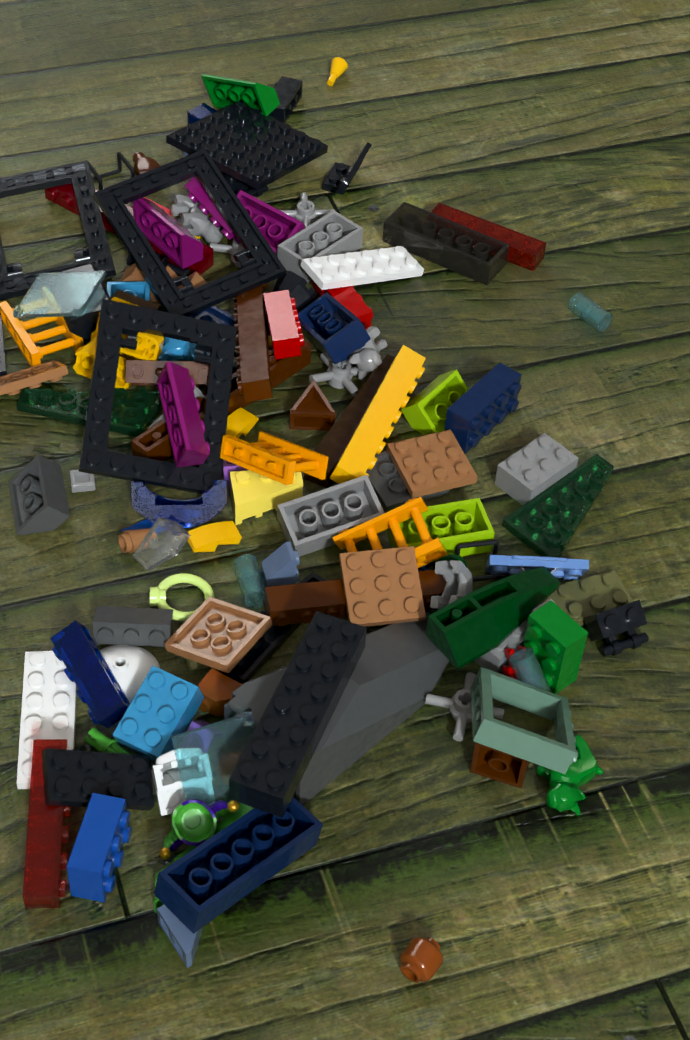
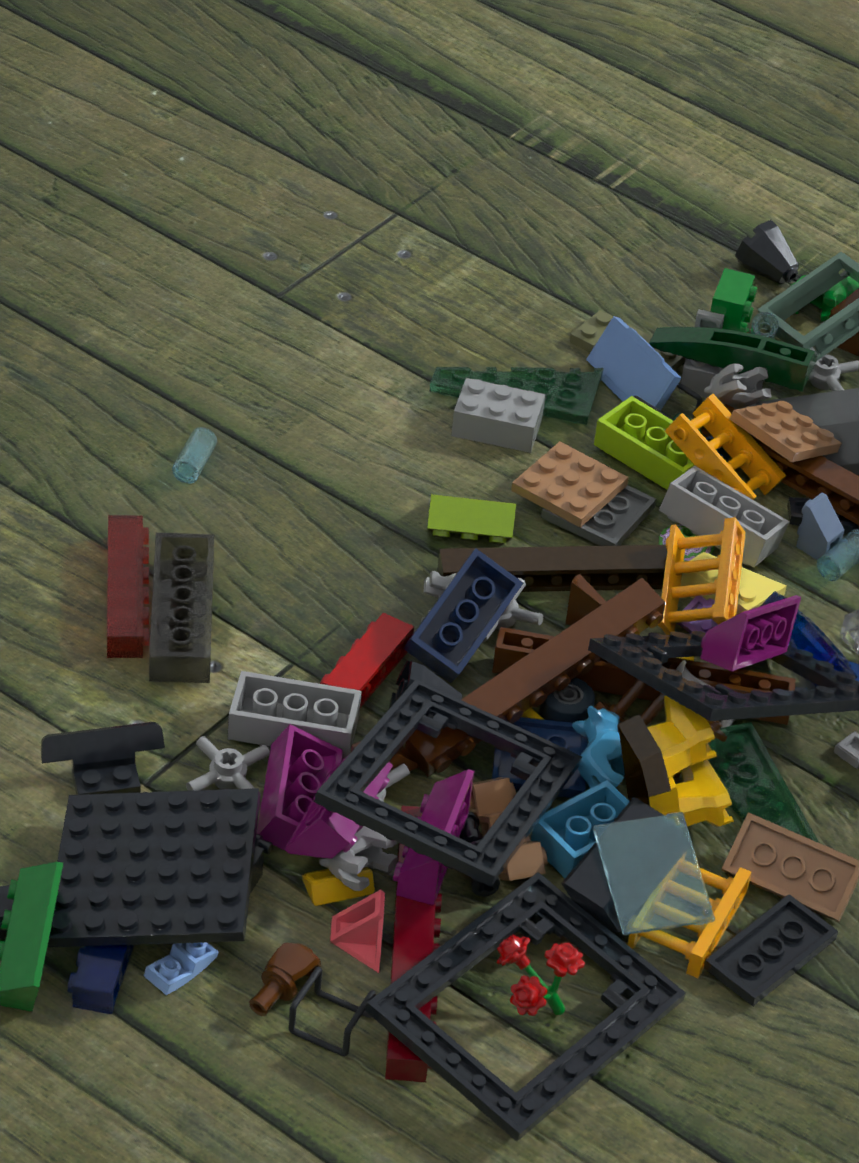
camera: 125 degrees left, 5 degrees down
(35, 219) = (532, 992): none -> red plant
(209, 536) = (825, 609): yellow slope -> none
(283, 324) = (502, 647): brick -> none
(361, 267) = (305, 655): white plate -> none
(379, 416) = (557, 529): yellow brick -> none
(484, 406) = (454, 468): dark blue brick -> none
(615, 621) = (641, 308): black brick -> none
(643, 760) = (768, 254): none -> black cone

